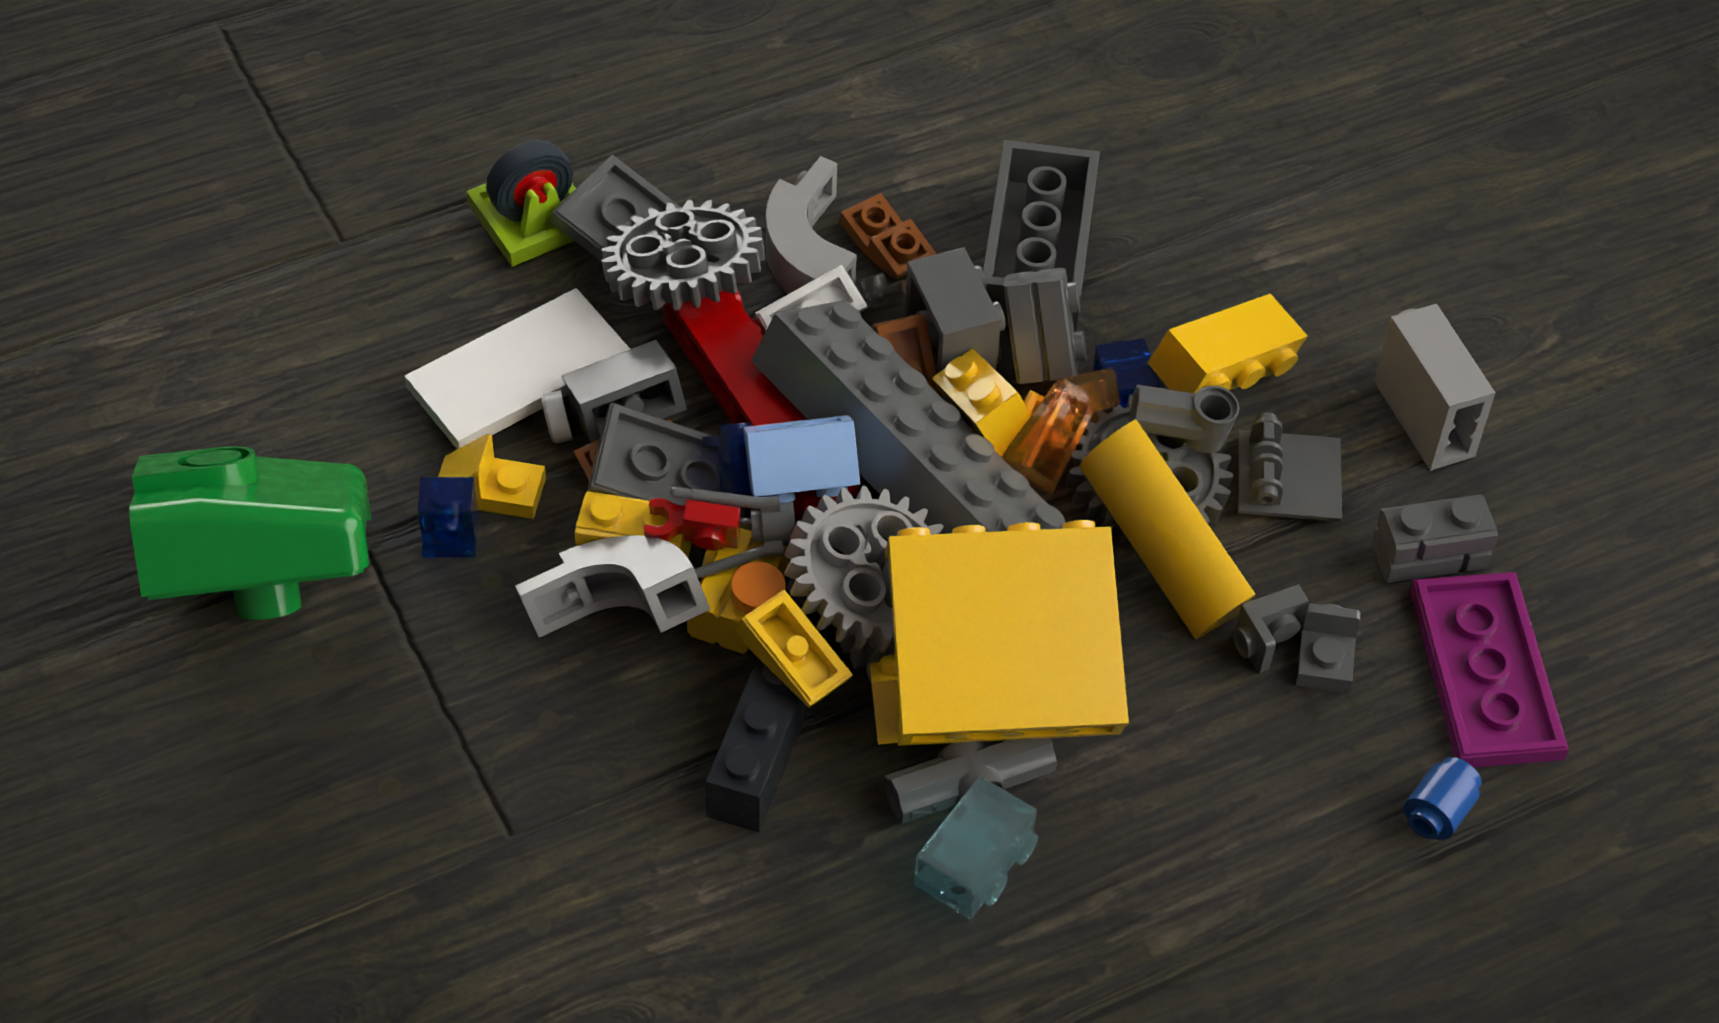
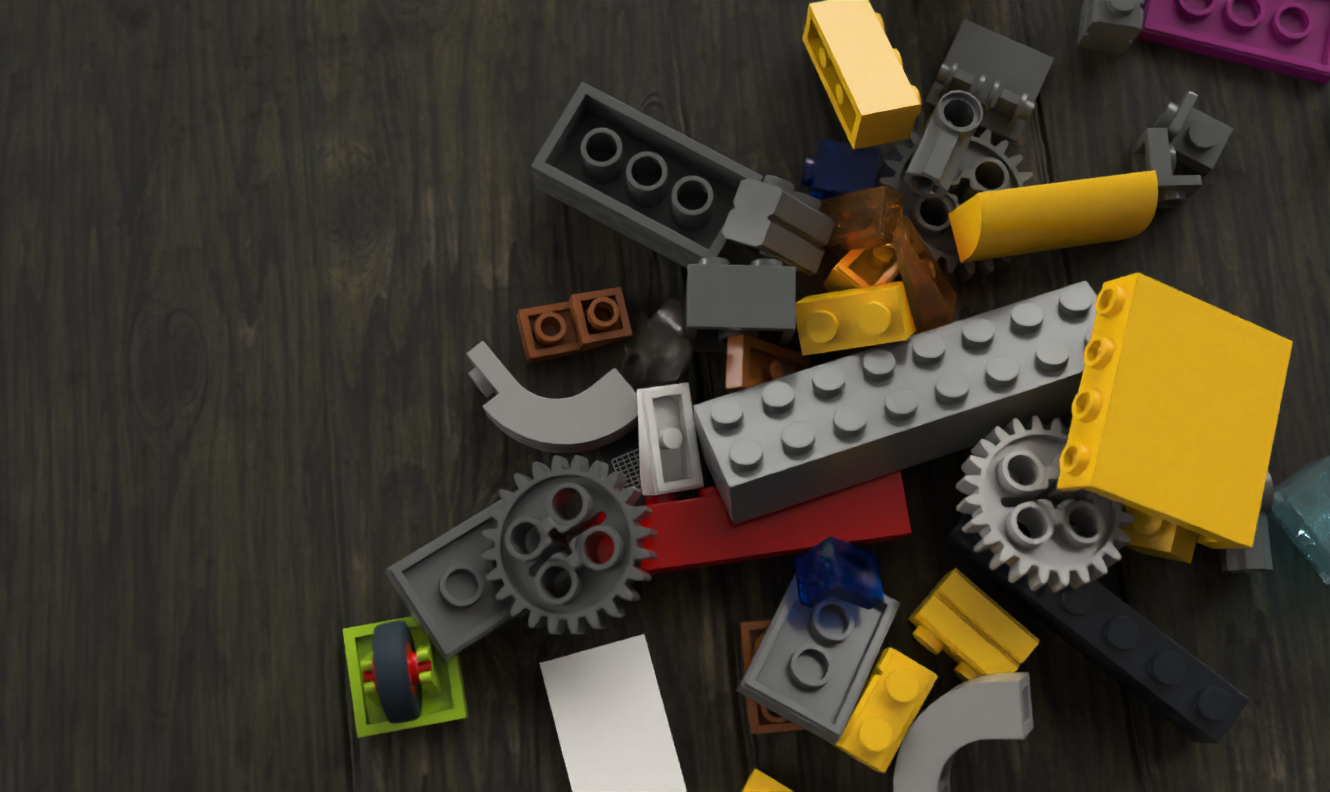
camera: 70 degrees left, 25 degrees up
(556, 417) = (700, 737): light grey tile -> none
(634, 379) = (701, 662): dark grey brick -> none
(703, 523) = (934, 648): red plate -> none
(755, 585) = (1015, 617): orange tile -> none
(770, 525) = (946, 578): dark grey plant -> none
(793, 649) = (1113, 614): yellow slope -> none
(802, 457) = (893, 521): light blue brick -> none

